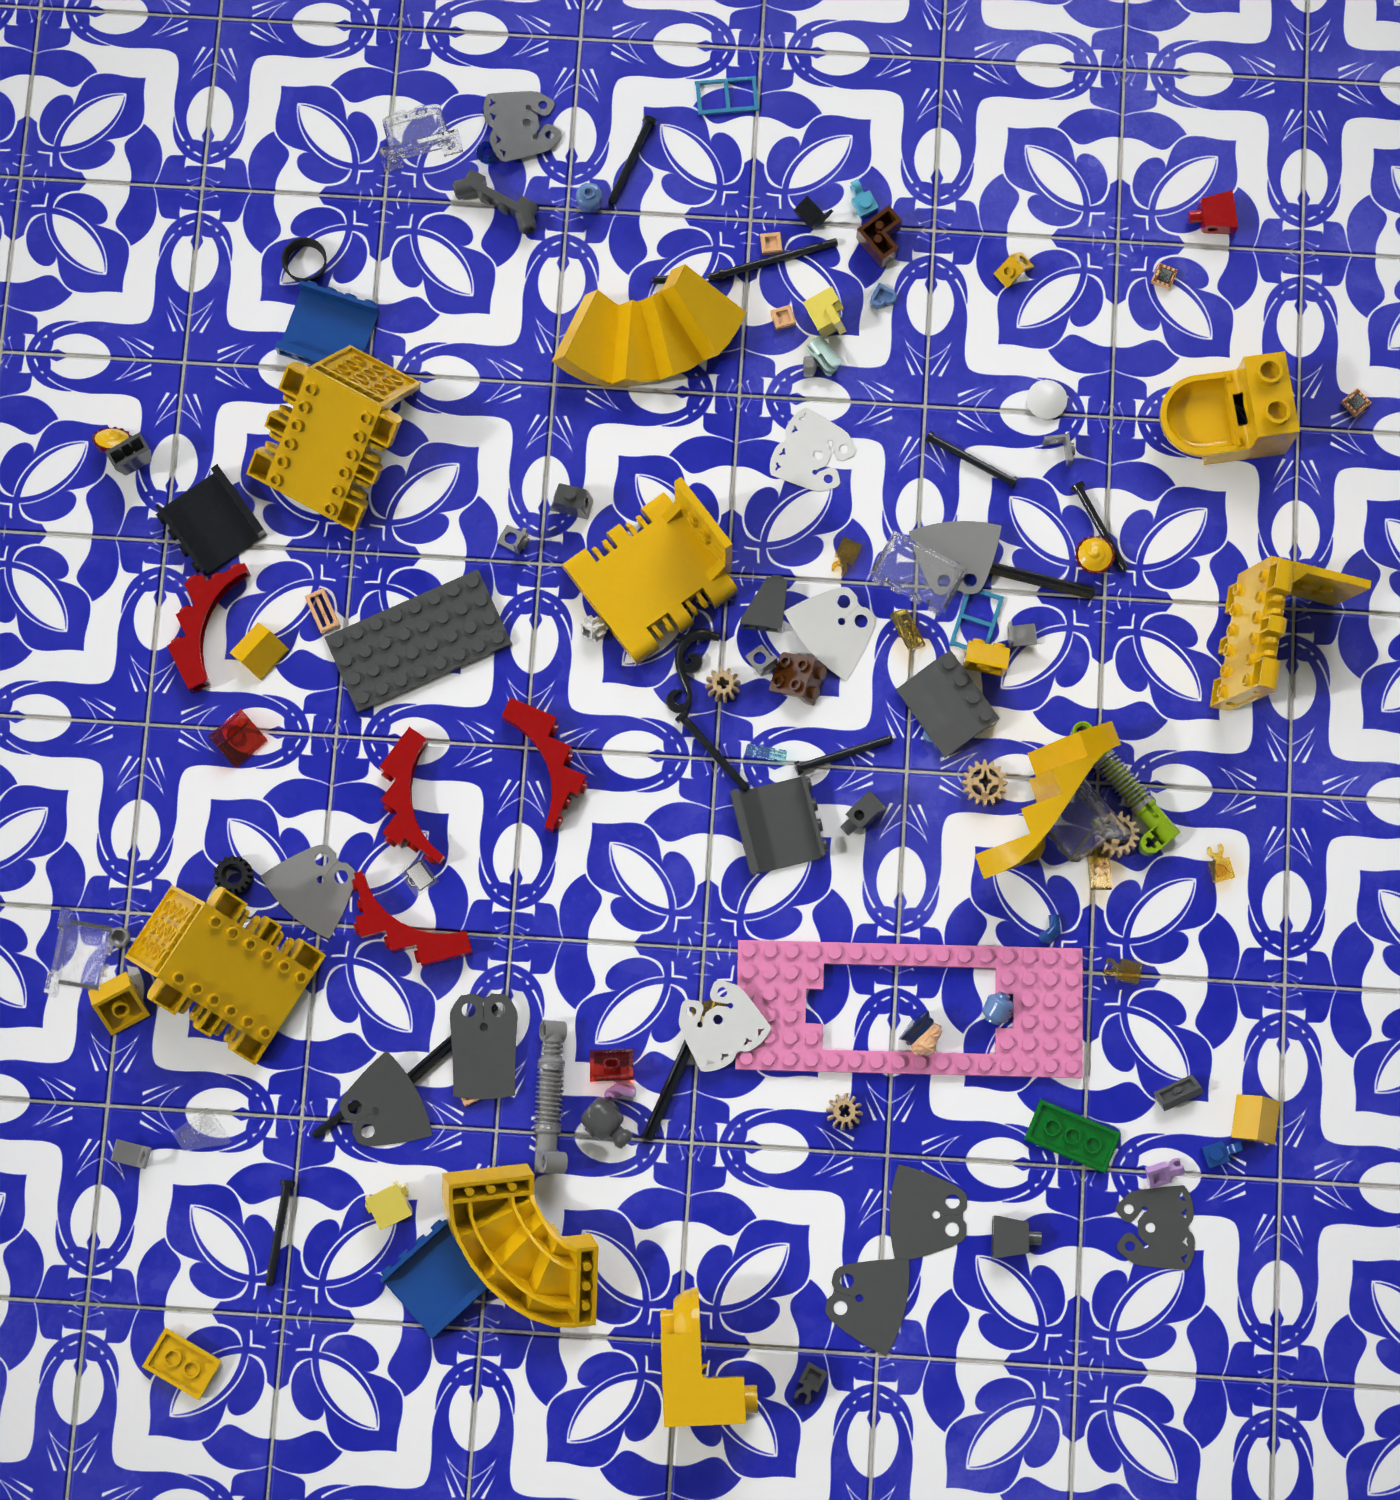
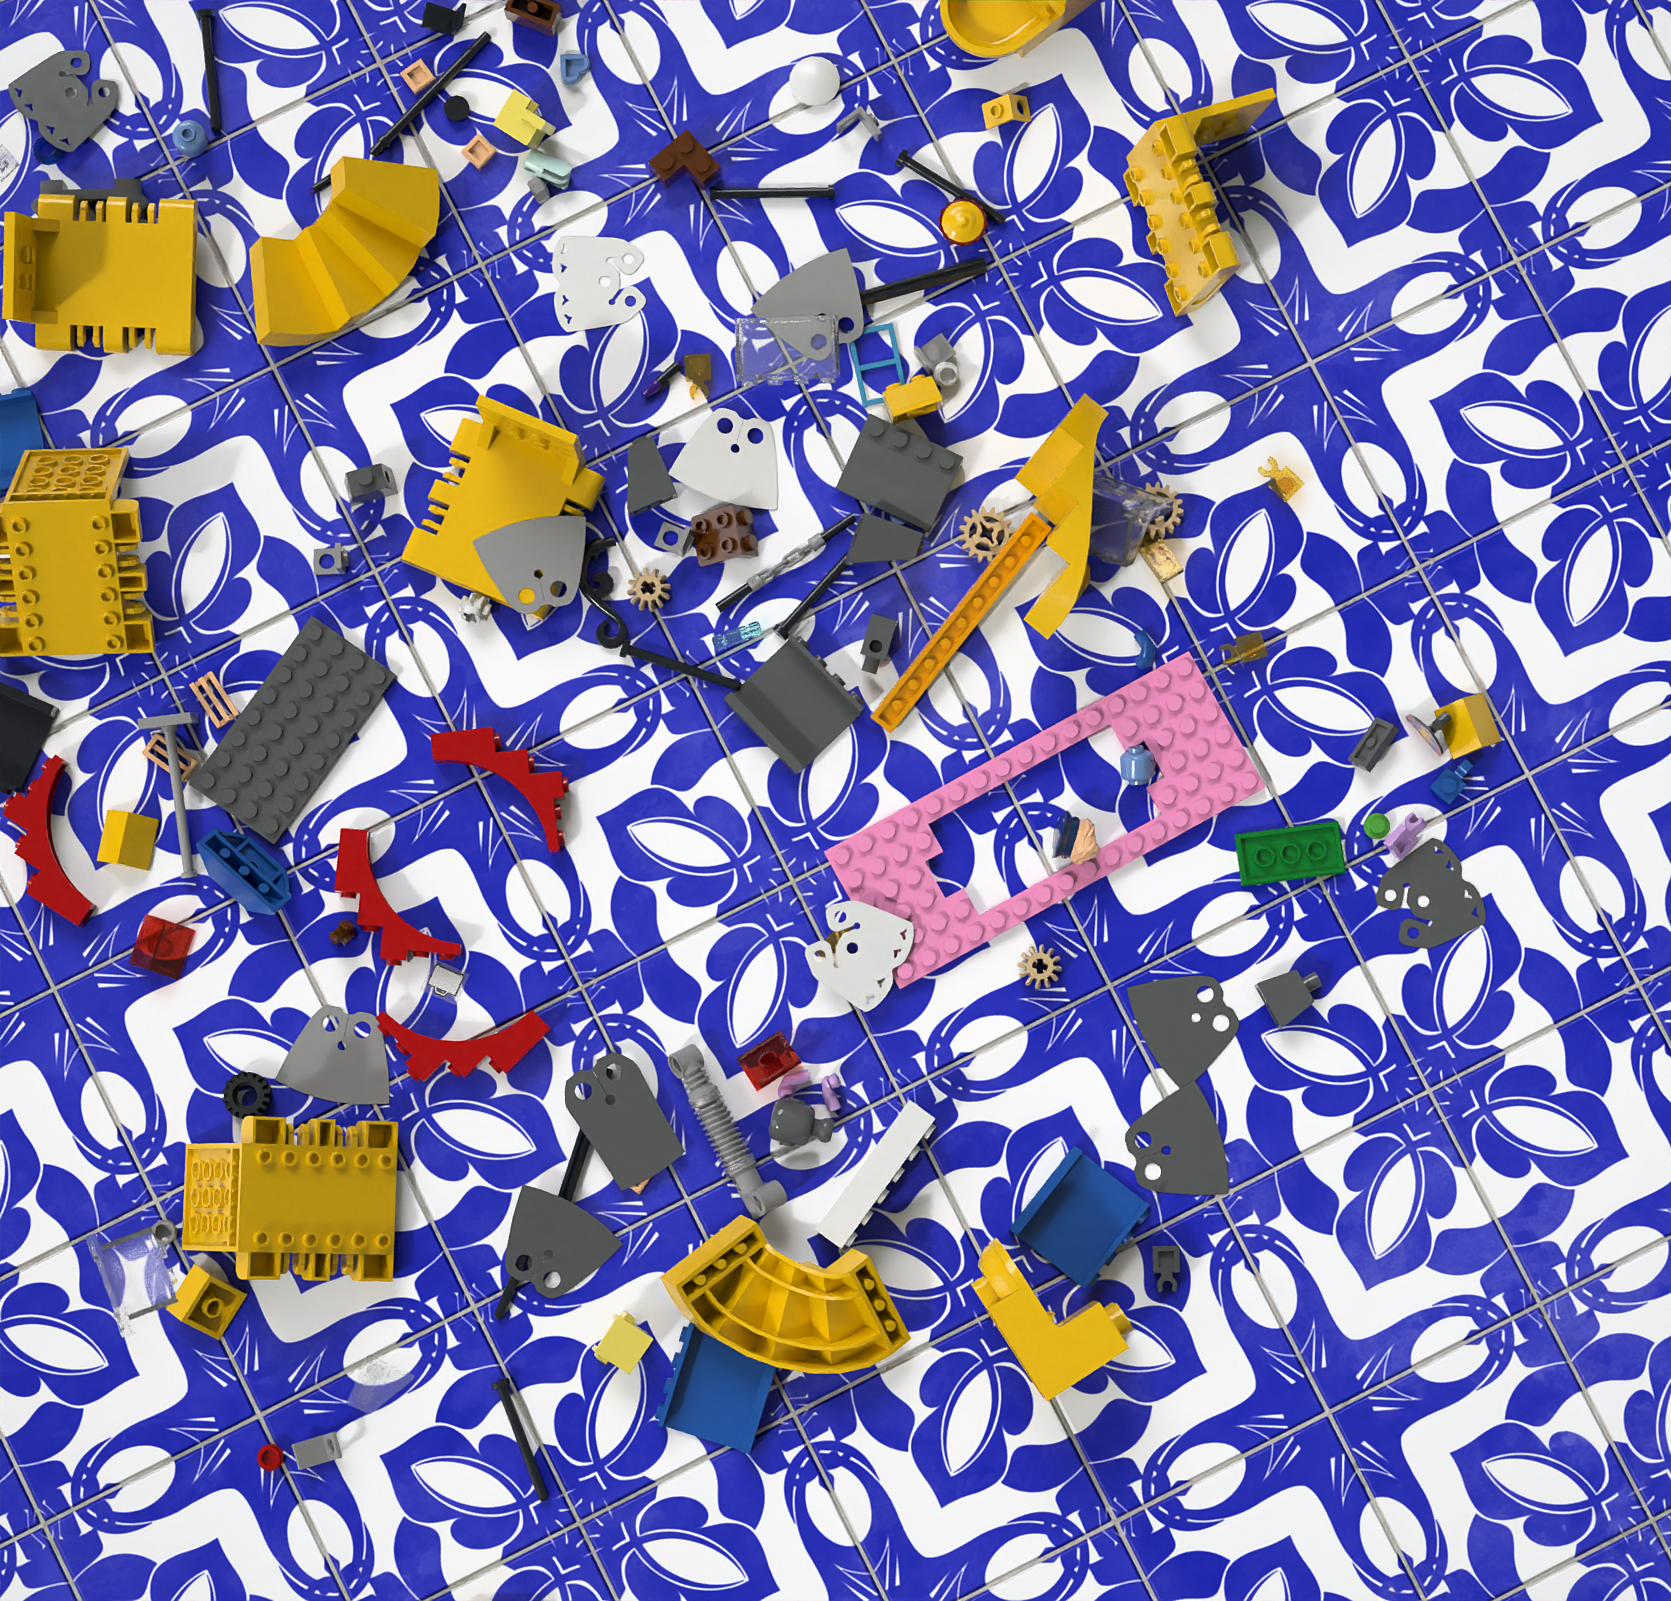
camera: 30 degrees left, 5 degrees up
(96, 1139) = (270, 1457): none -> red plate
(325, 718) = (245, 871): none -> blue wedge
(333, 586) = (169, 725): none -> light grey tile
(367, 801) = (343, 933): none -> reddish brown plate
(376, 571) = (203, 682): none -> light nougat tile
(474, 255) = (103, 274): none -> yellow bracket
(639, 1191) = (875, 1174): none -> white brick
(640, 1116) = (828, 1092): none -> lavender arm
(657, 606) = (531, 545): none -> light grey piece
(667, 1091) = (843, 1052): black axle -> none
(768, 1310) = (1080, 1218): none -> blue panel
(785, 280) = (456, 109): none -> black tile
(818, 545) = (662, 380): none -> piece
(859, 719) = (814, 543): none -> piece
(907, 629) = (810, 417): clear yellow plate -> none
(907, 745) = (882, 542): none -> dark grey slope
(923, 399) = (683, 157): none -> reddish brown brick
(929, 833) = (960, 622): none -> light orange plate
(1021, 654) = (946, 374): none -> white plate
(1136, 797) = (1157, 459): lime piece -> none
(1147, 1153) = (1376, 826): none -> bright green plate
(1170, 493) = (1004, 110): none -> yellow bracket
(1224, 1106) = (1428, 732): none -> shield

